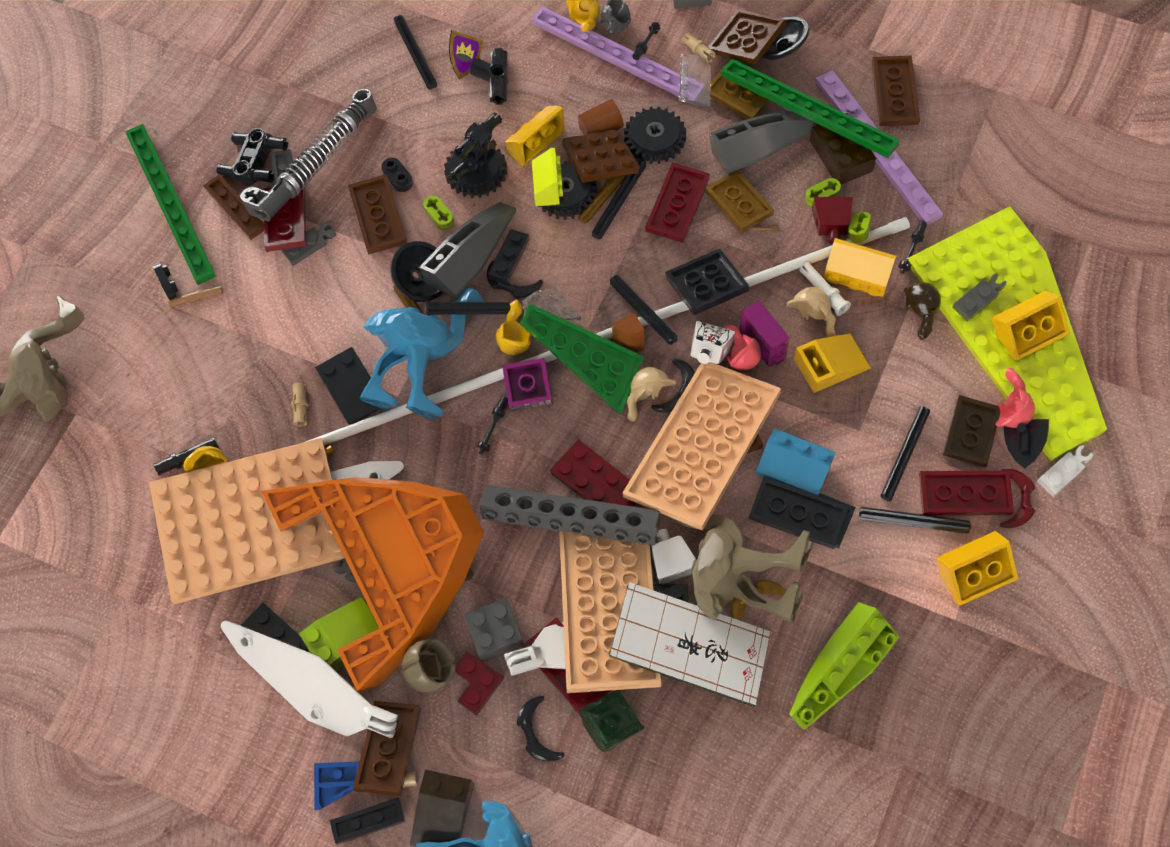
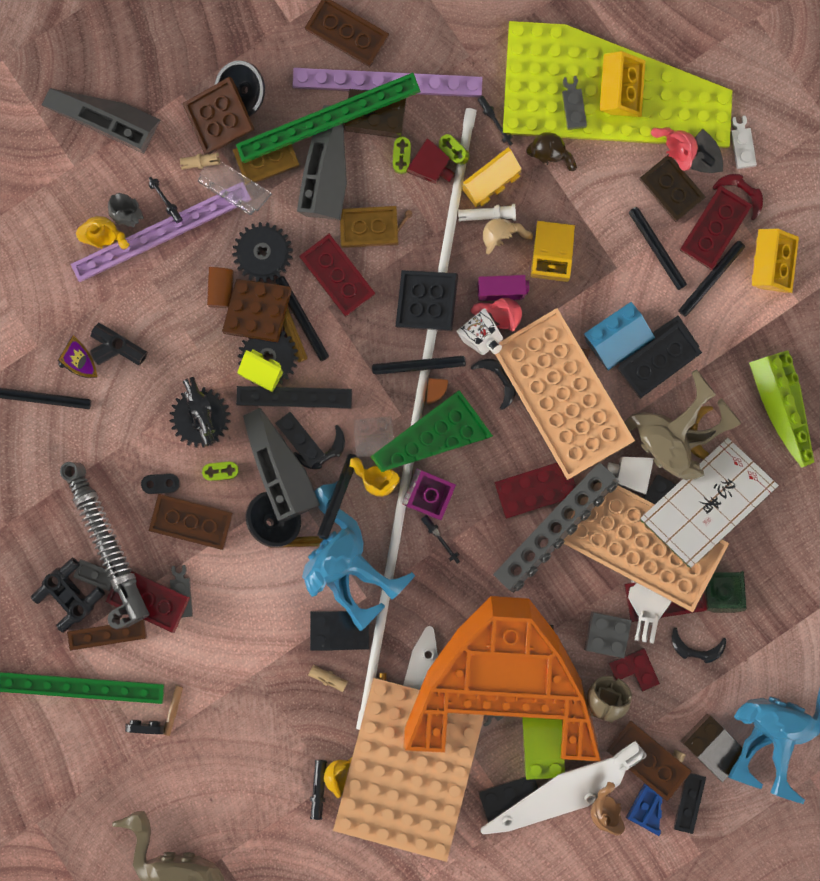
camera: 65 degrees left, 20 degrees up
(309, 737) = (606, 812): none -> medium nougat piece
(536, 135) = (198, 349): yellow slope -> none
(544, 231) = (294, 397): none -> black plate
(646, 383) = (484, 403): tan piece -> none

